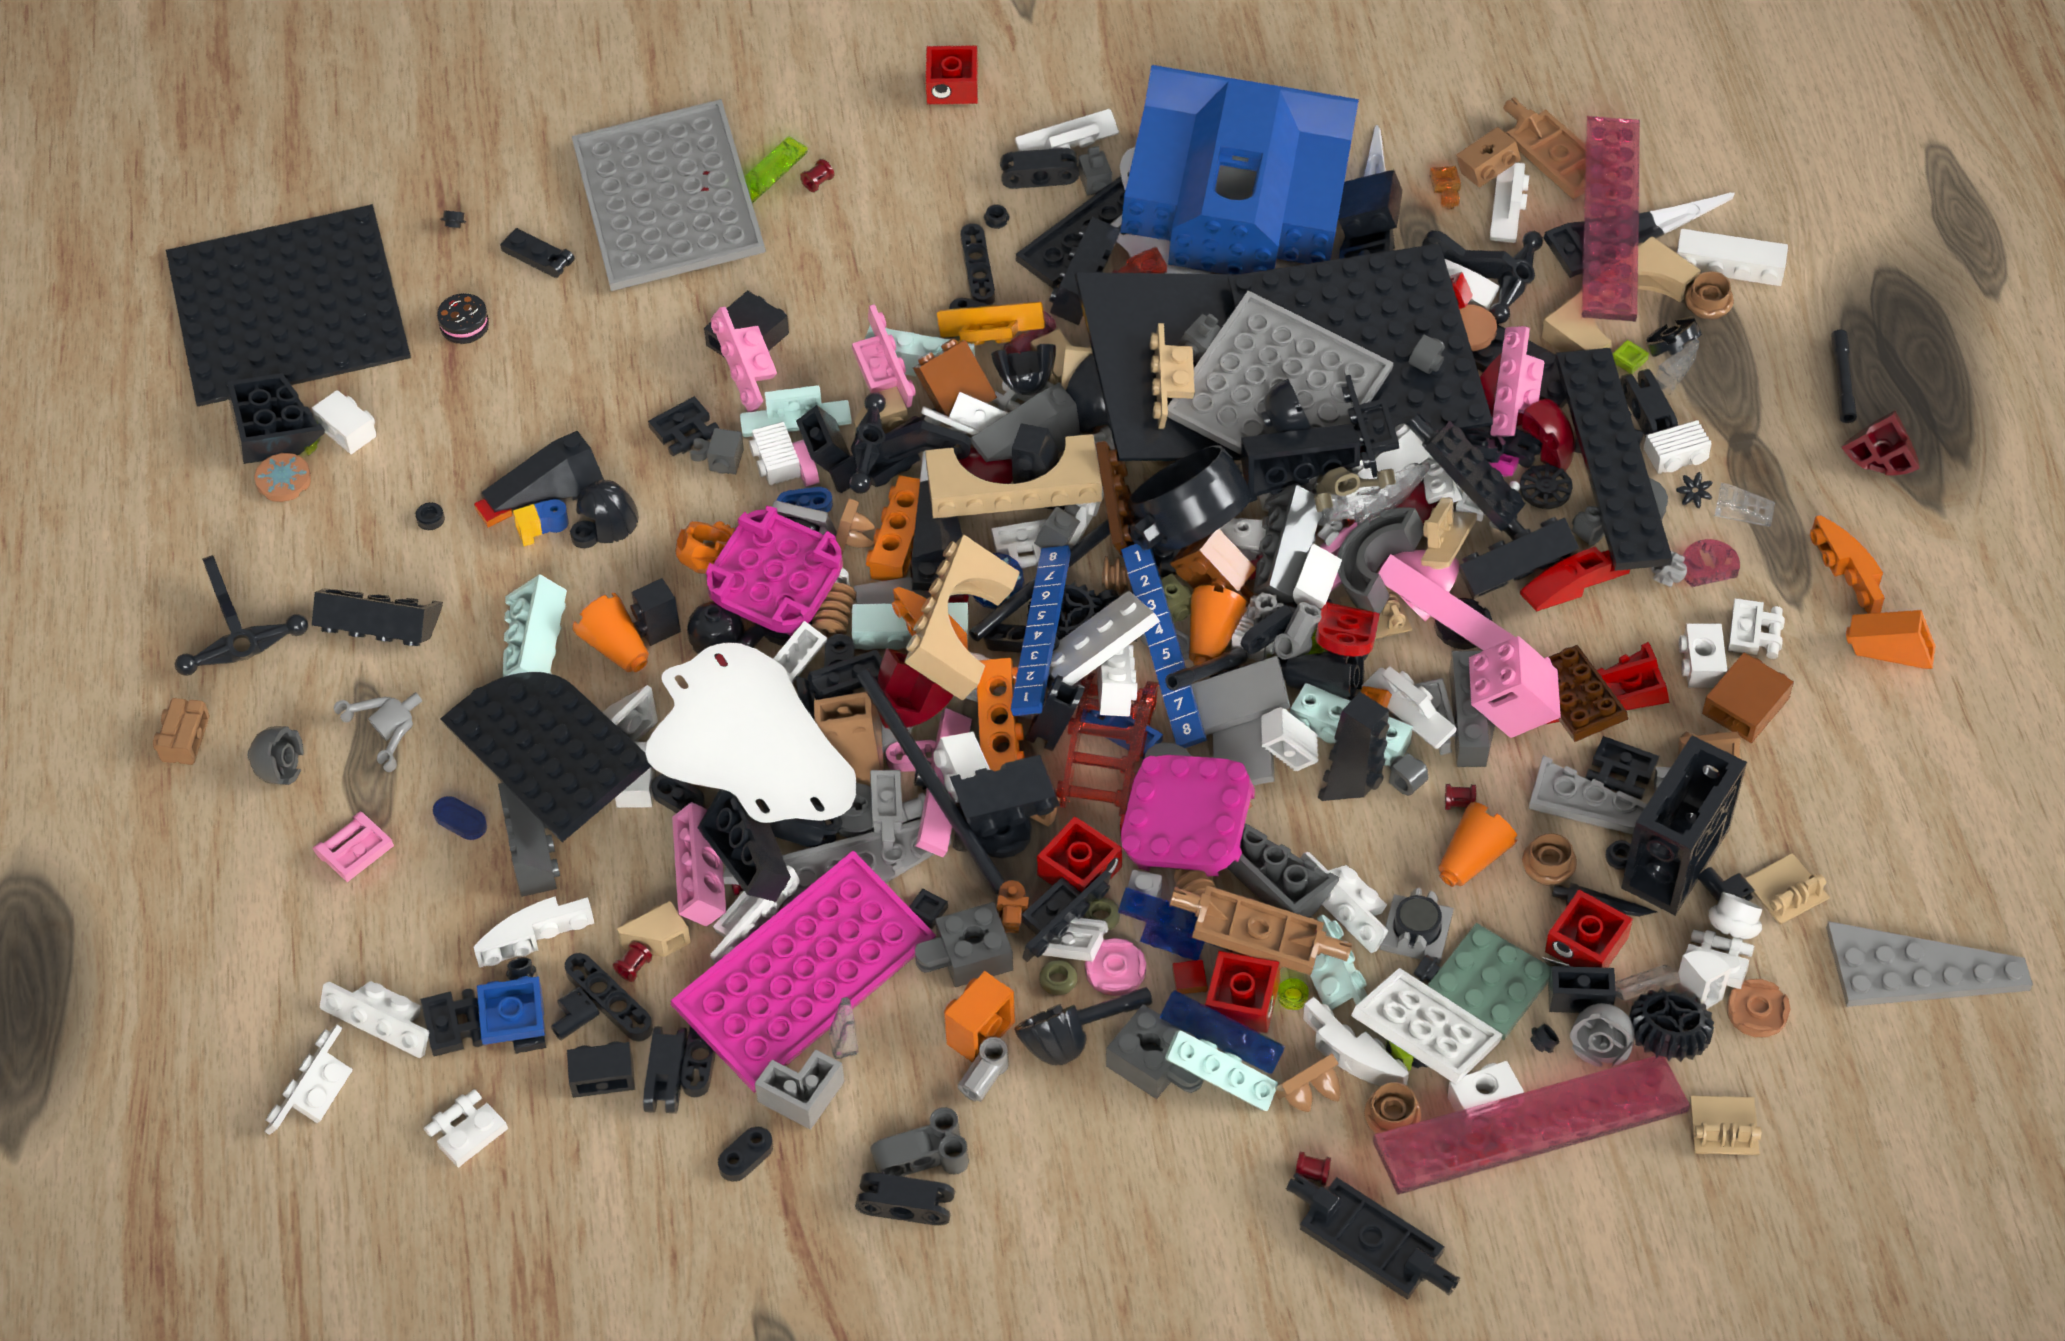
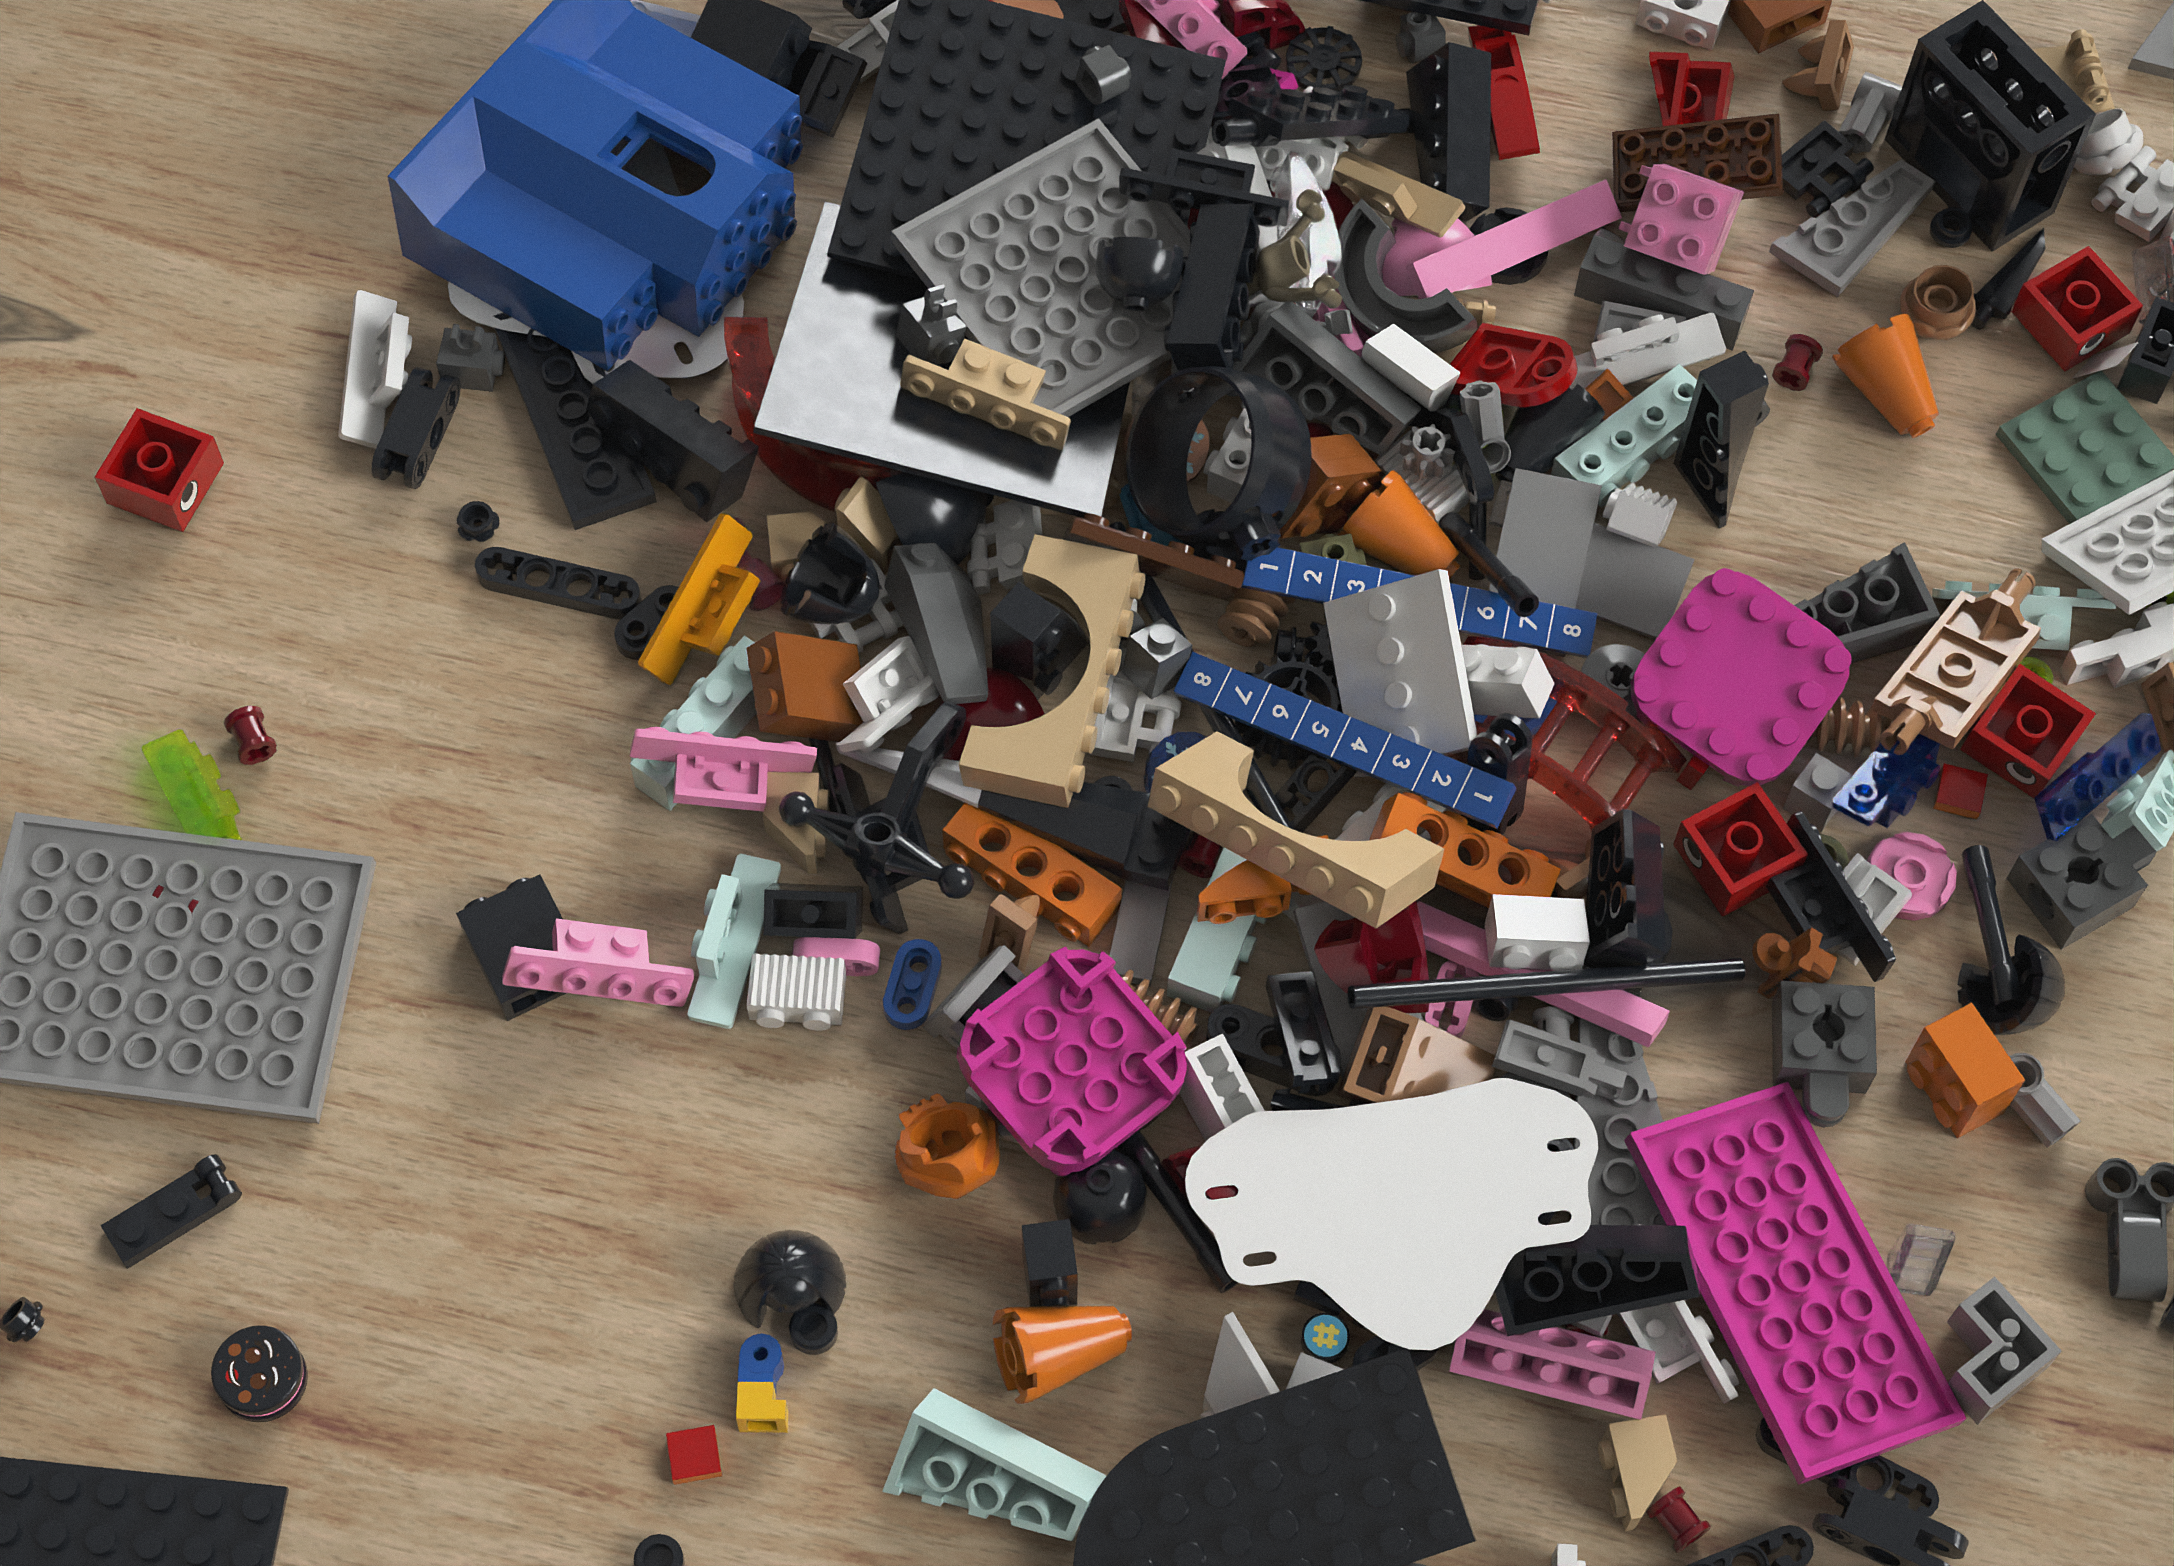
camera: 70 degrees left, 10 degrees up
(550, 474) = (682, 1334): black wedge -> none
(680, 420) = (656, 1108): black plate -> none
(722, 451) = (754, 1065): dark grey brick -> none
(747, 1152) = (2058, 1470): black plate -> none
(928, 907) = (1724, 1078): black tile -> none
(1058, 988) = (1917, 941): olive piece -> none
(1354, 905) = (1931, 545): white bracket -> none
(1419, 926) = (1983, 495): piece -> none
(1427, 968) = (2049, 509): black plate -> none

